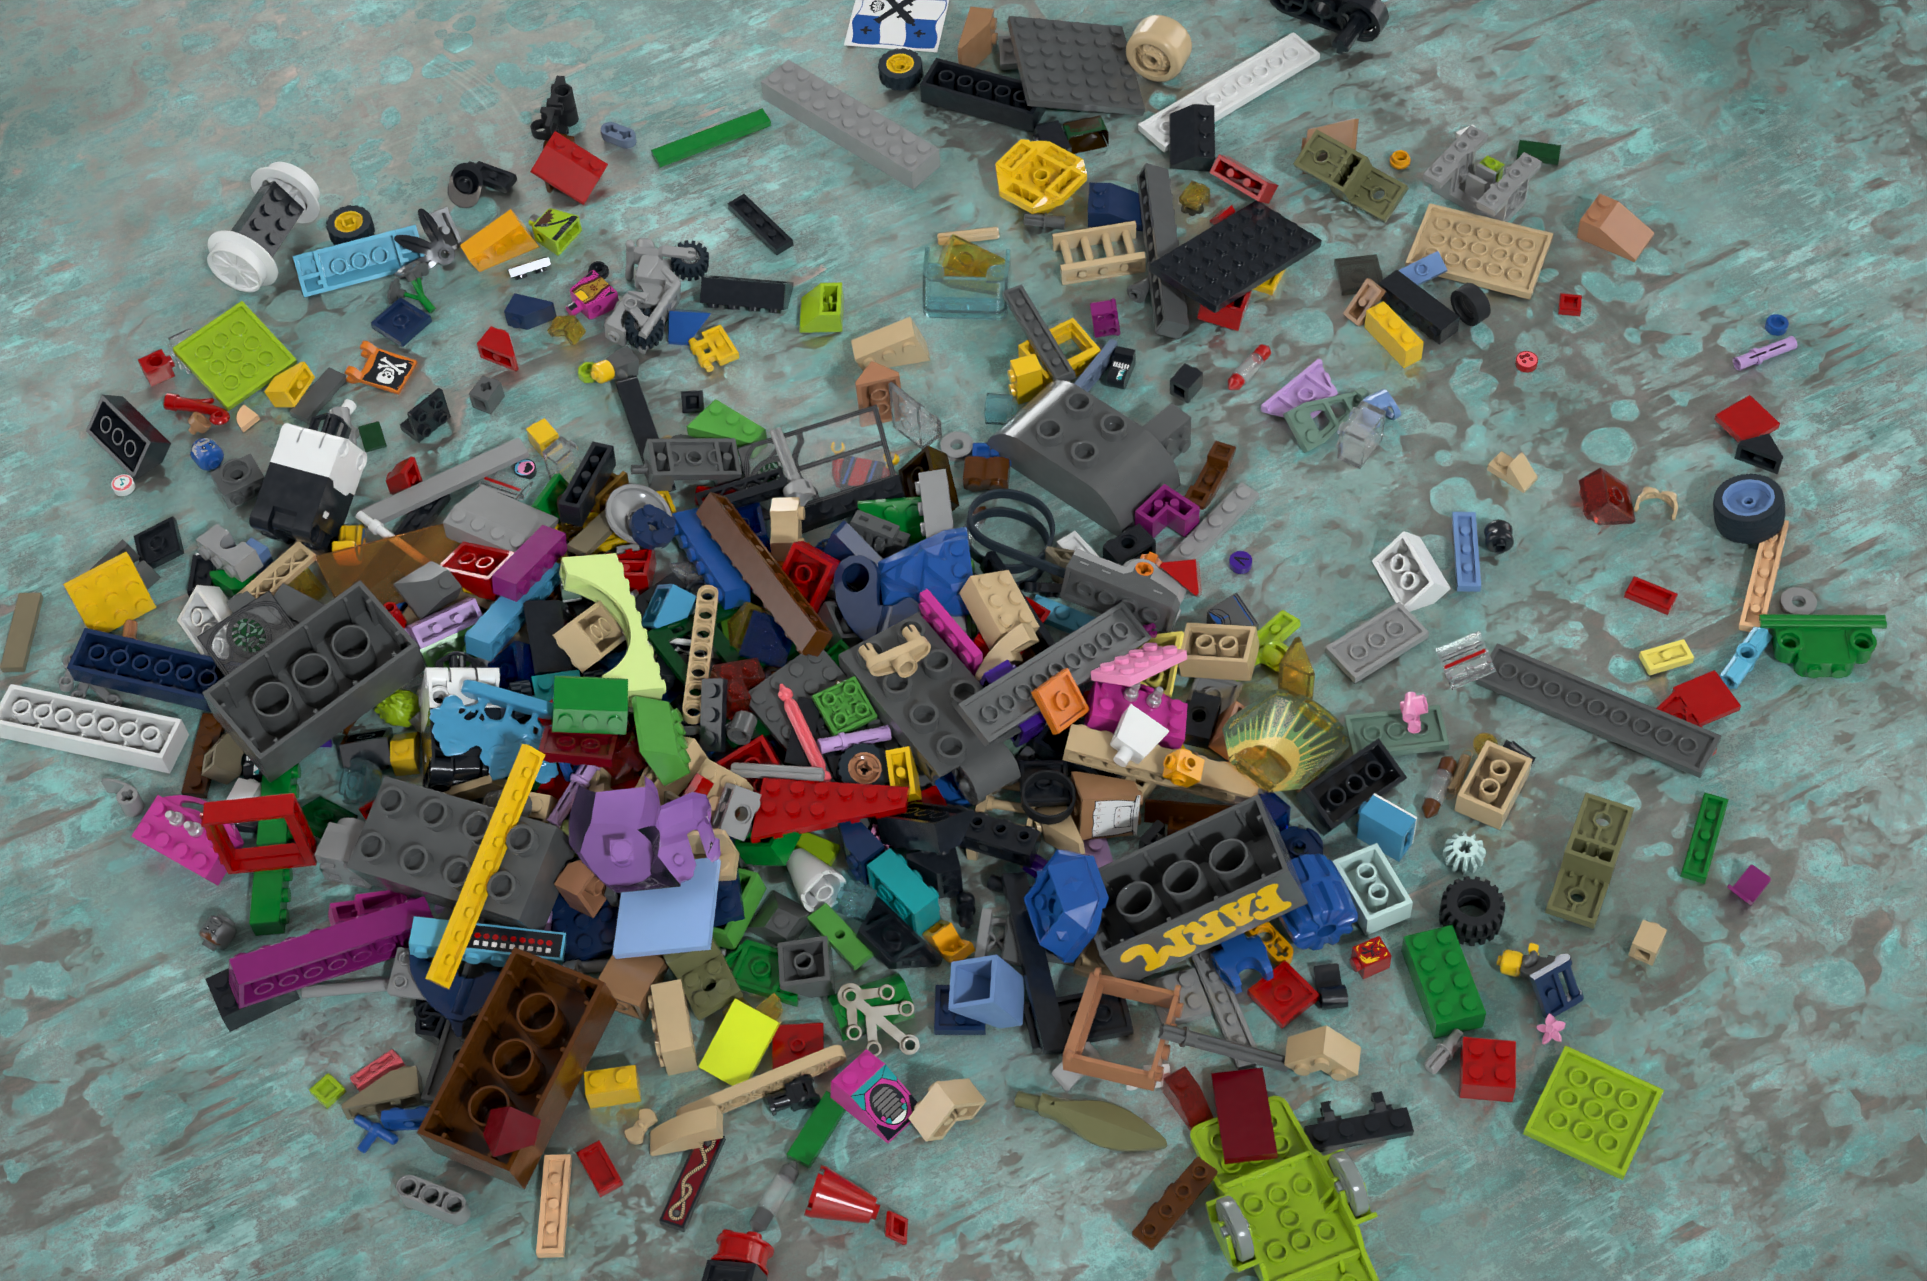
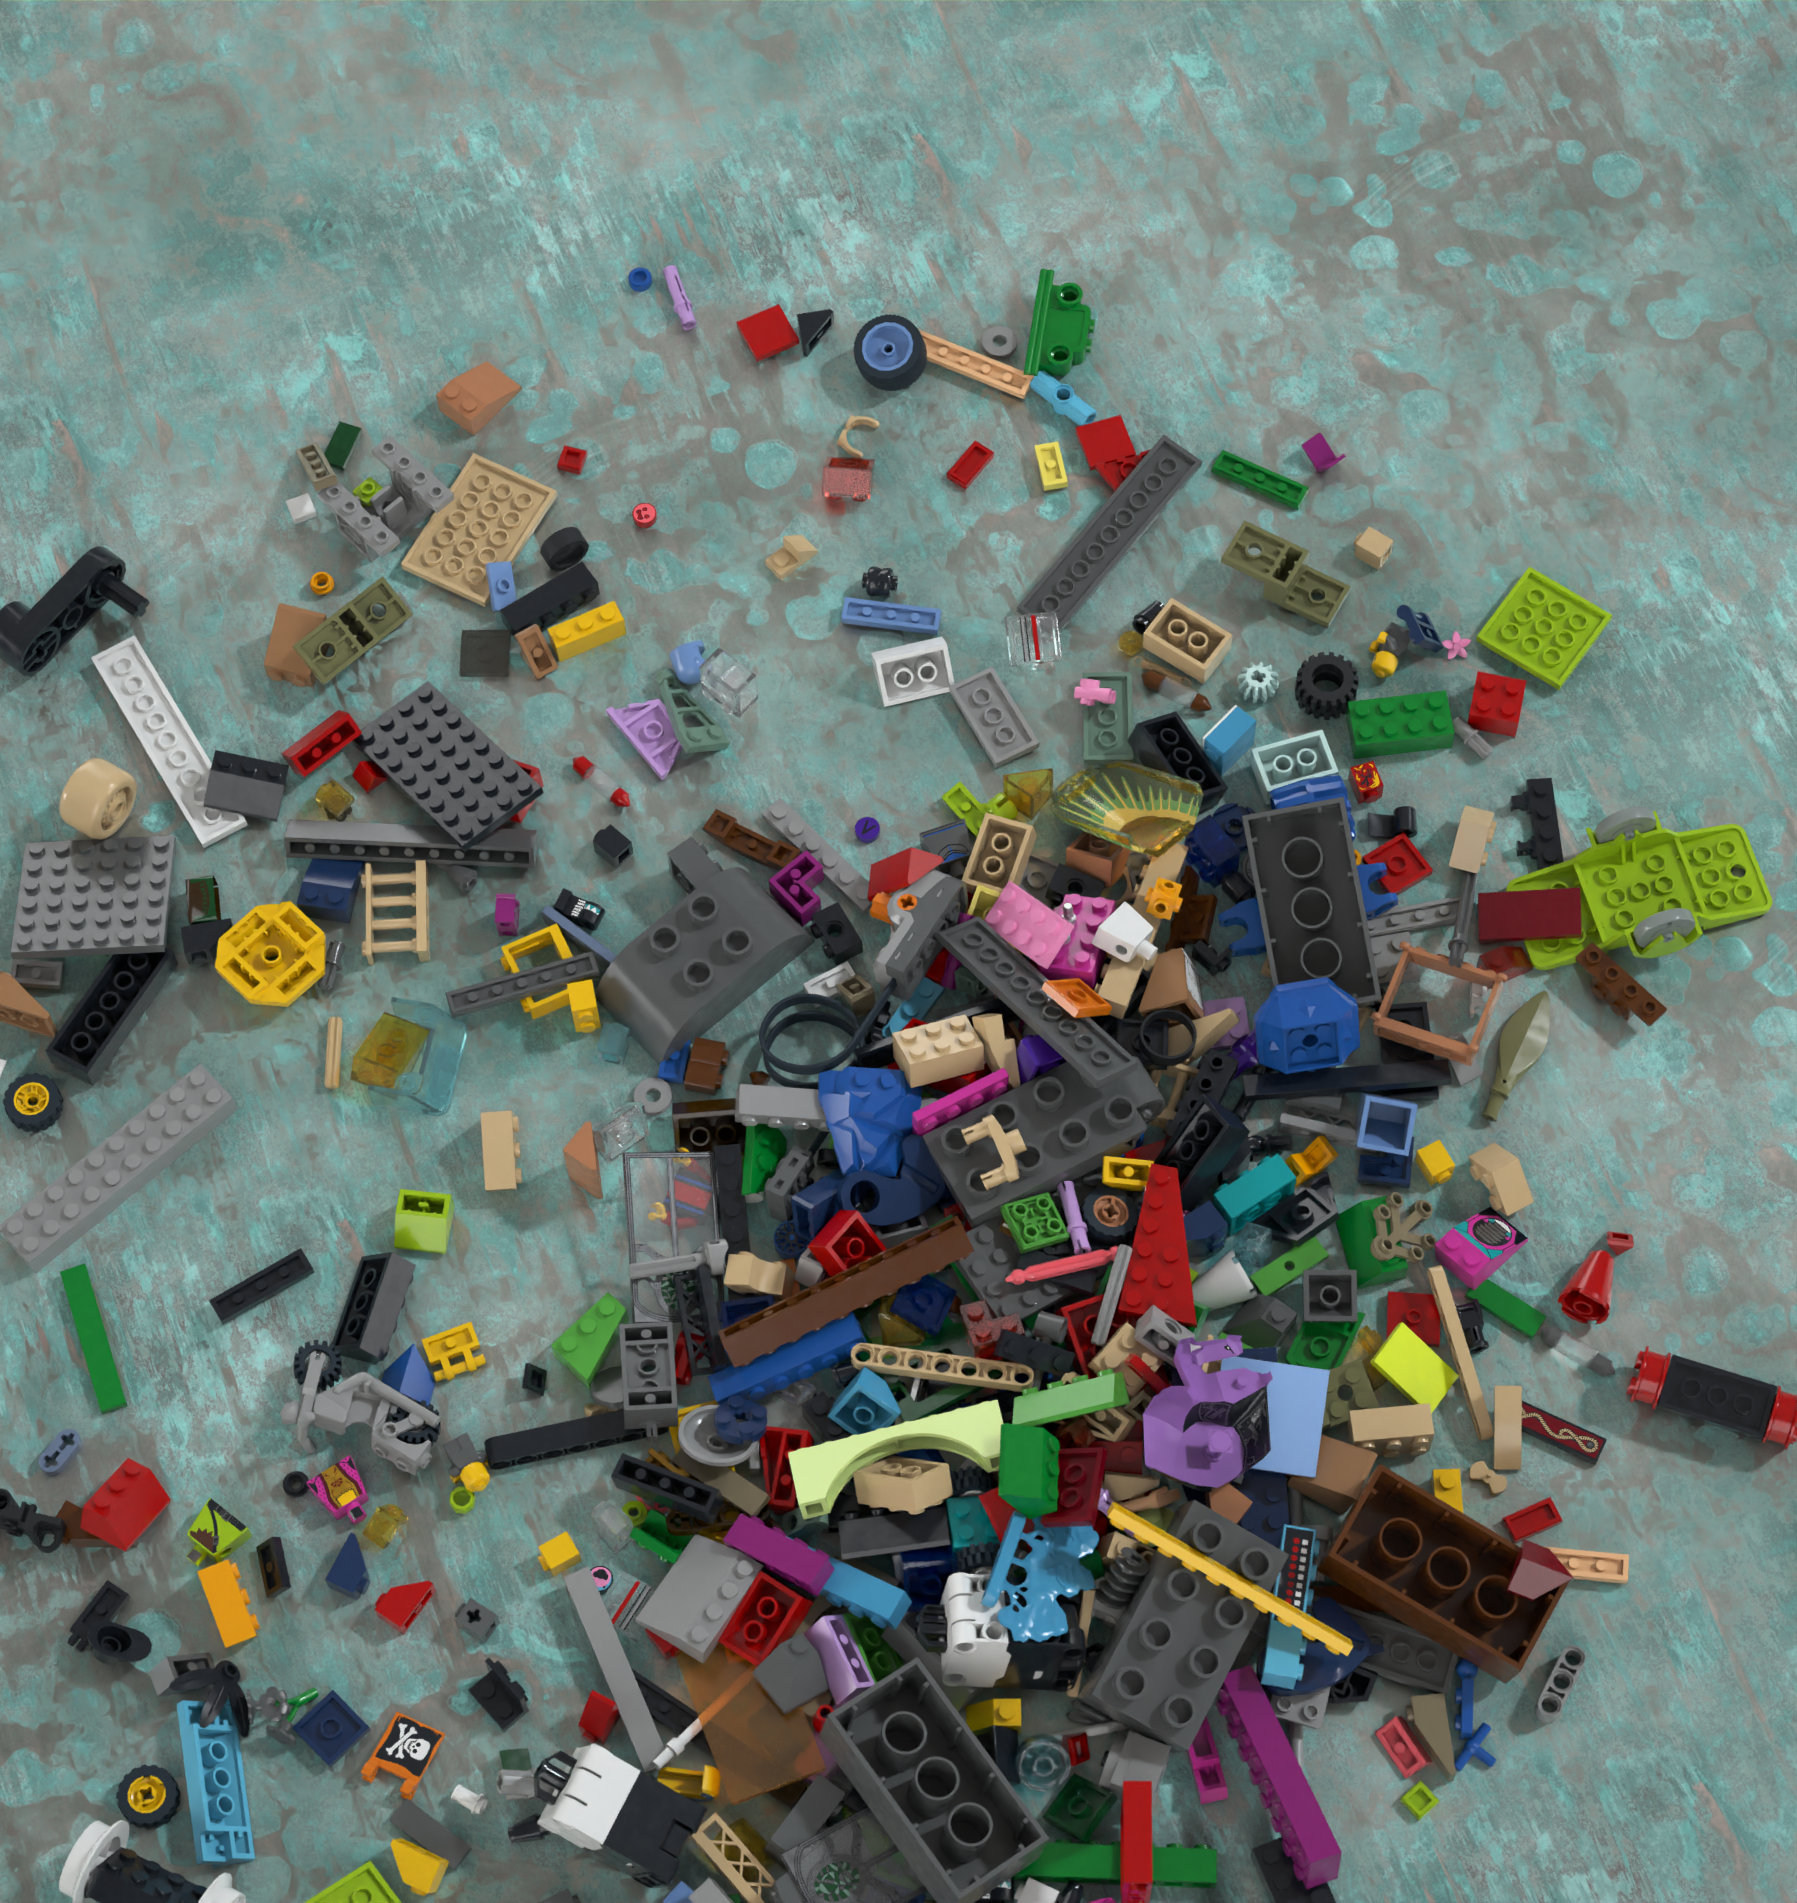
camera: 85 degrees left, 10 degrees up
(960, 1052) = (1435, 1163): none -> yellow brick
(1503, 128) = (316, 466): none -> dark tan tile

